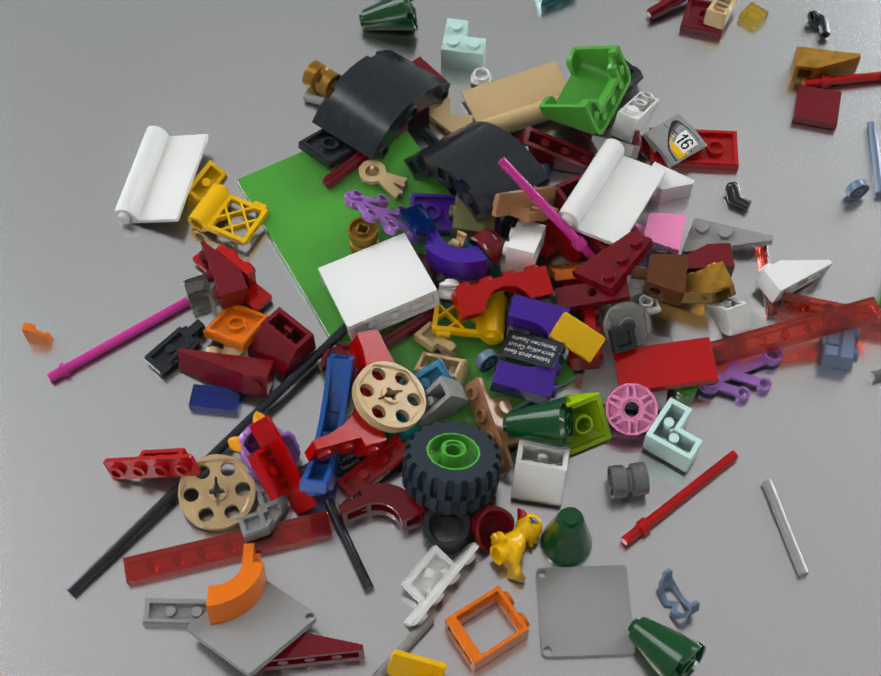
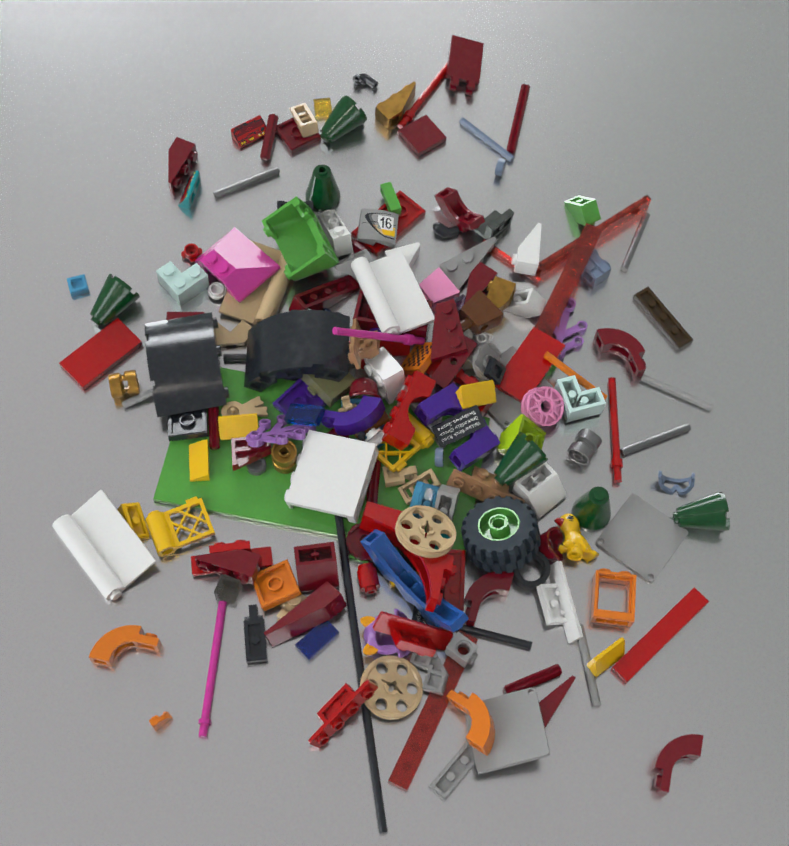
camera: 55 degrees left, 5 degrees up
(81, 249) = (119, 639): none -> orange arch
(302, 184) = (199, 461): none -> yellow slope
(303, 513) = (461, 641): none -> light grey brick
(309, 394) = (368, 578): none -> red brick
(334, 207) = (244, 454): none -> dark red wing
(335, 46) = (100, 353): none -> red tile
(335, 616) = (534, 679): none -> dark red axle
(338, 226) = (257, 467): none -> dark grey tile
(358, 179) = (237, 425): none -> yellow slope
(498, 33) = (191, 248): none -> red plate
(518, 69) = (238, 264): none -> dark pink slope
(612, 20) = (236, 186): none -> flat silver bar
(665, 72) = (323, 189): none -> dark green cone
(696, 413) = (568, 371): none -> orange bar
(709, 545) = (655, 439): none -> dark grey bar
(716, 128) = (390, 198): none -> bright green piece
(752, 35) = (342, 119): none -> dark green cone
(766, 187) = (456, 211): none -> dark red arch
(783, 434) = (623, 344): none -> dark red arch
(789, 229) = (495, 224): none -> pearl dark grey panel
(856, 454) = (663, 318): none -> dark brown tile

